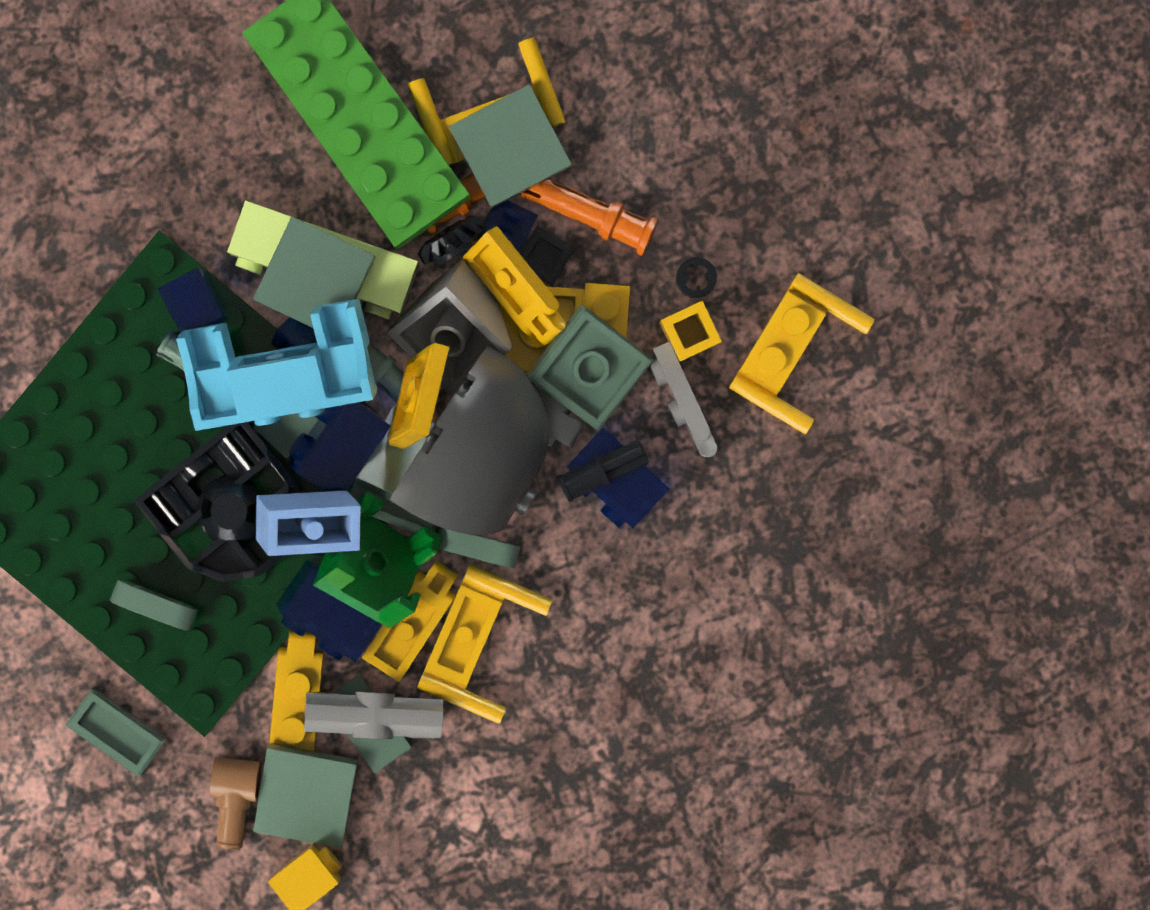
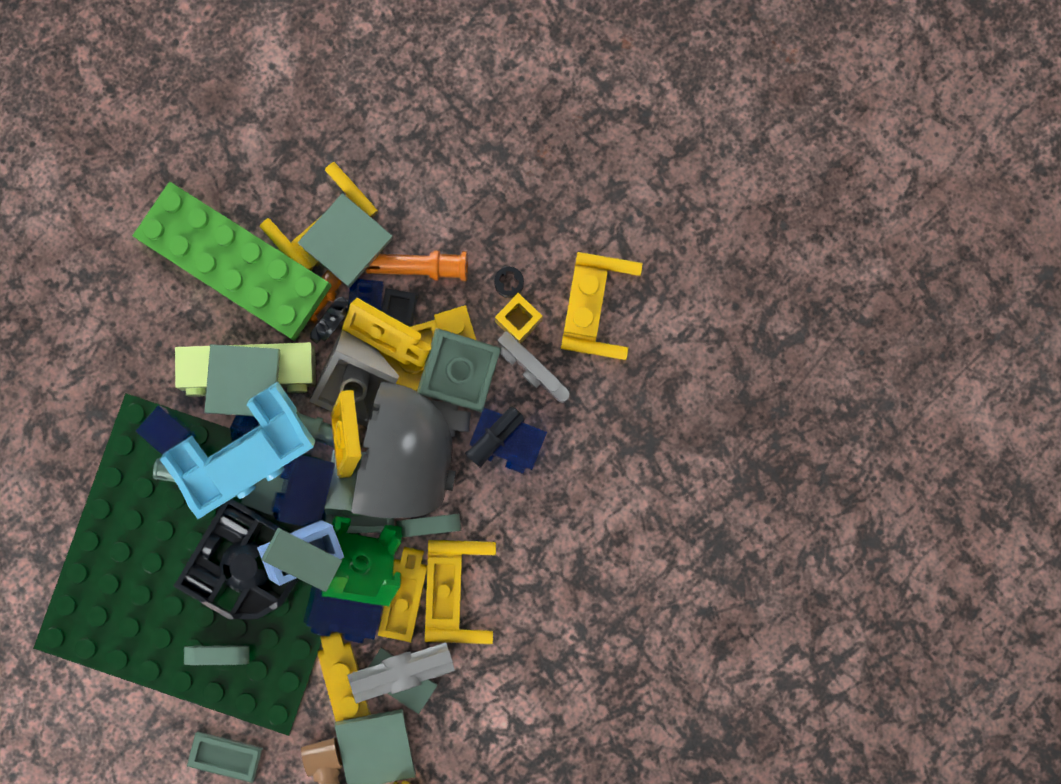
camera: 20 degrees left, 5 degrees down
(307, 535) = (301, 559): none -> sand green tile

